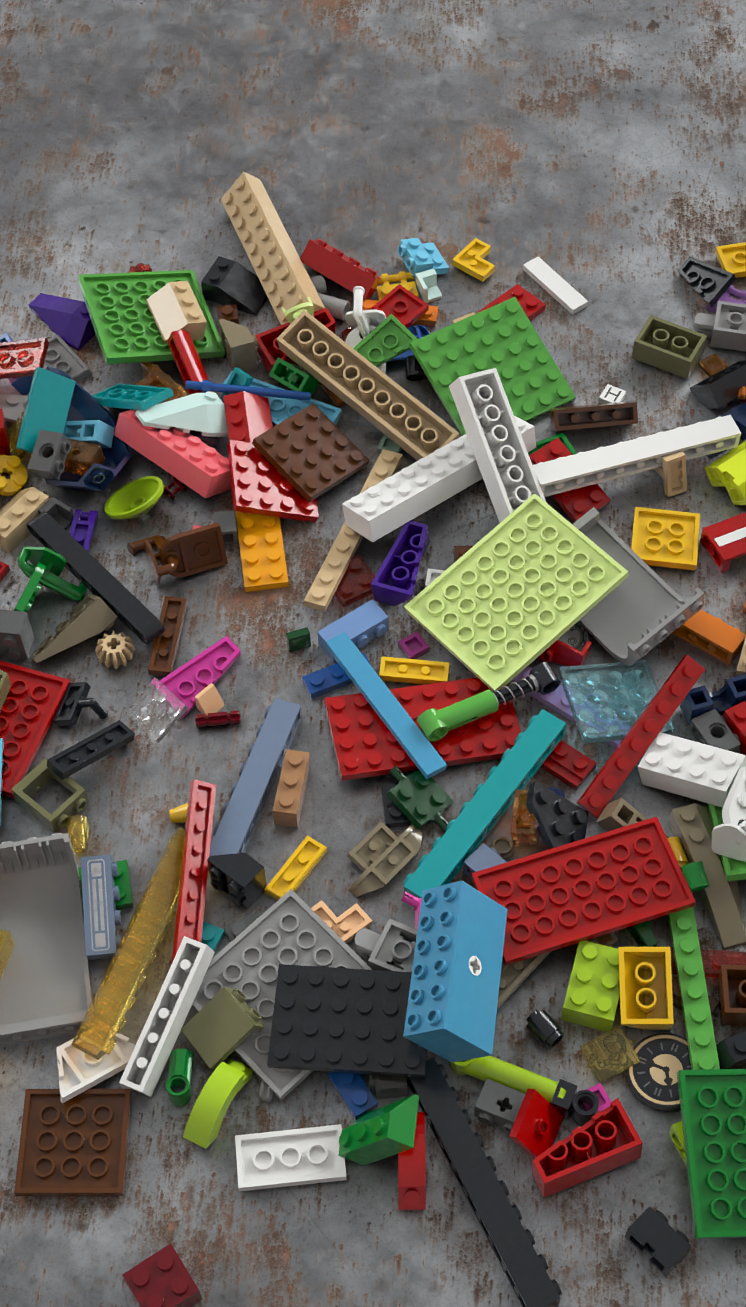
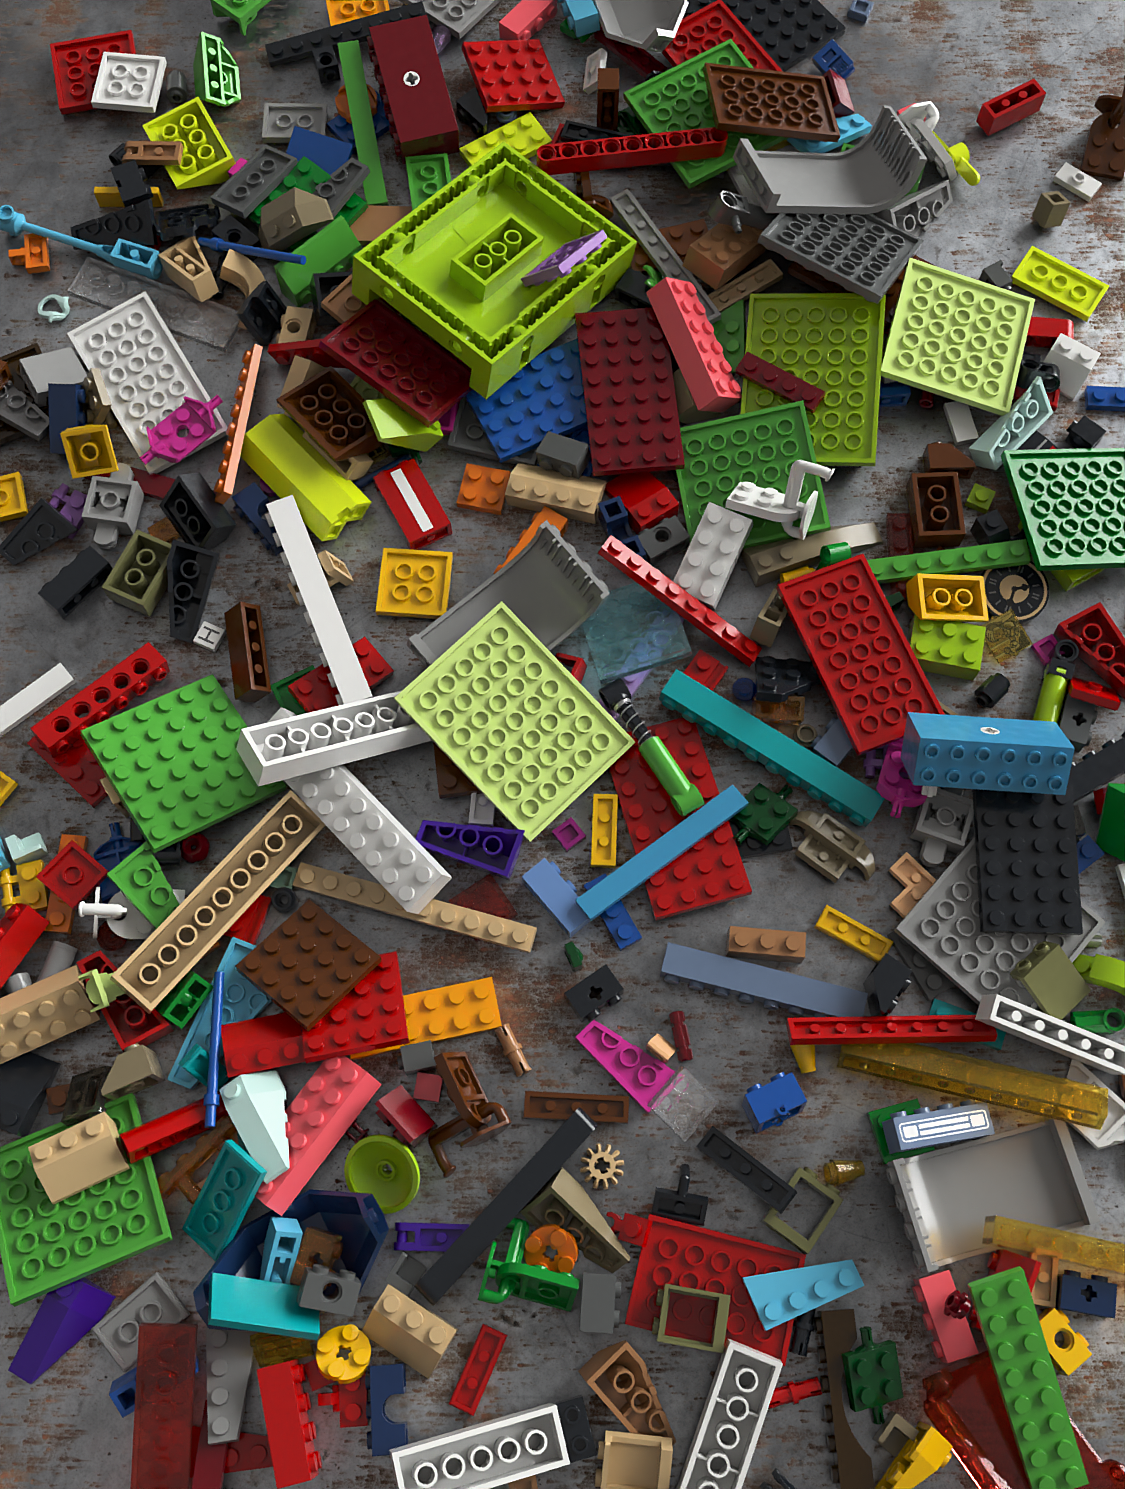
camera: 95 degrees left, 15 degrees up
(43, 613) = (558, 1239): none -> orange plate
(60, 666) = (632, 1228): none -> red plate
(145, 774) = (775, 1100): none -> blue brick
(177, 511) = (406, 1115): none -> dark red slope
(213, 316) = (81, 1096): none -> clear smoke plate
(223, 595) = (512, 1050): none -> medium nougat pin
(263, 652) = (579, 995): none -> black brick
(355, 424) = (251, 922): none -> red plate
(370, 443) = (276, 899): none -> black plate
(421, 388) = (197, 854): none -> dark red plate
(553, 323) = (105, 687): none -> red brick
(654, 301) = (76, 582): none -> black brick
(662, 379) = (189, 585): none -> black wedge

